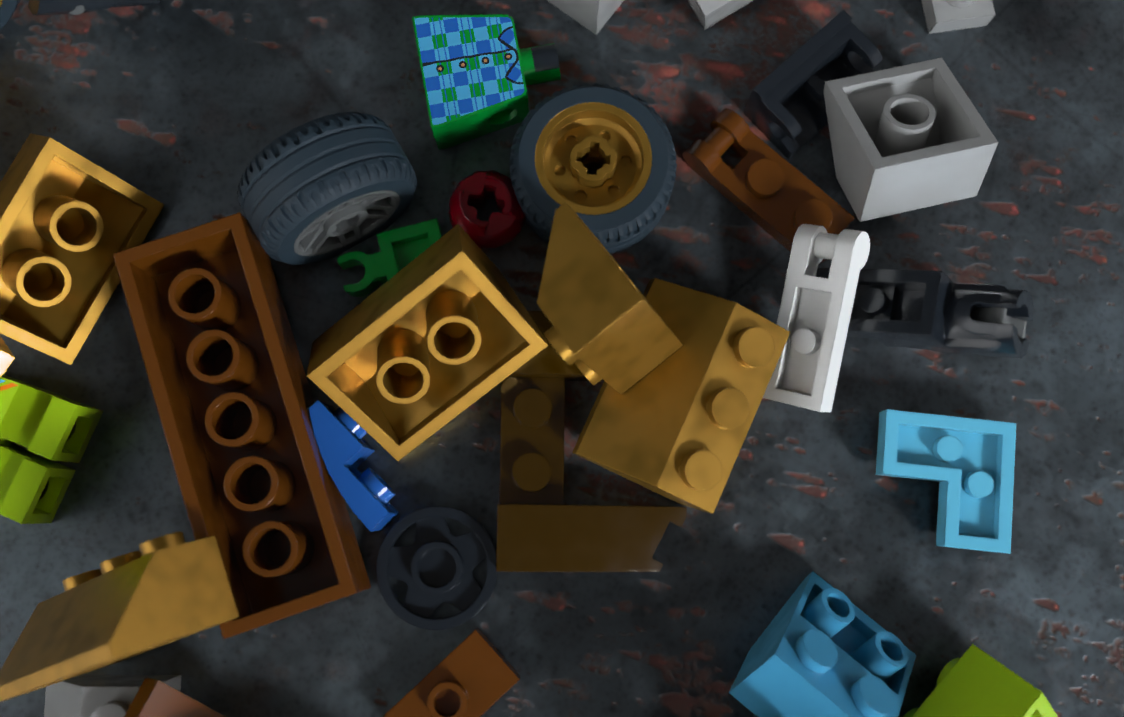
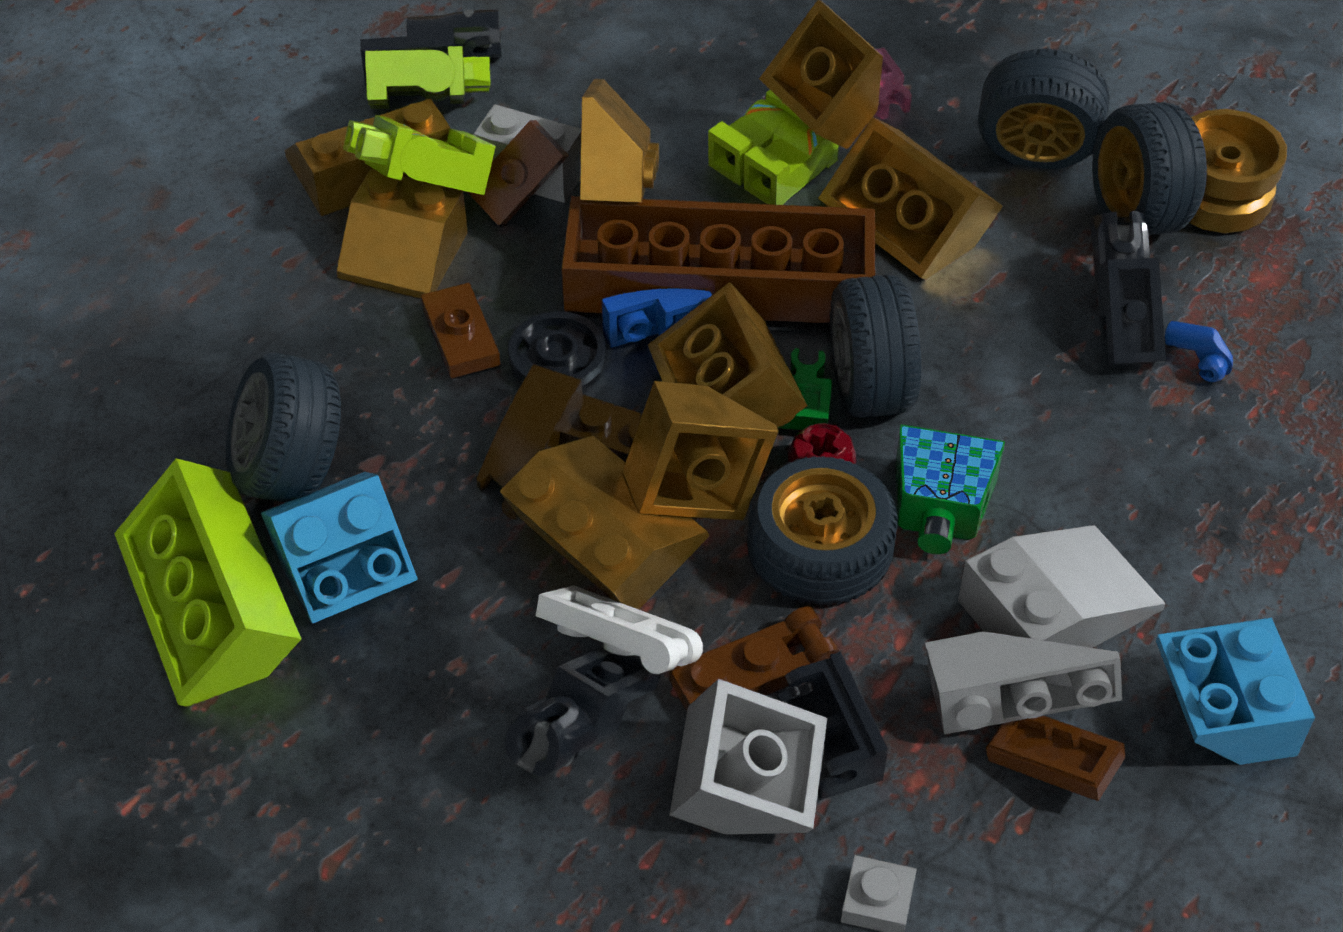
camera: 110 degrees right, 30 degrees down
(973, 471) = (440, 711): medium azure plate -> none

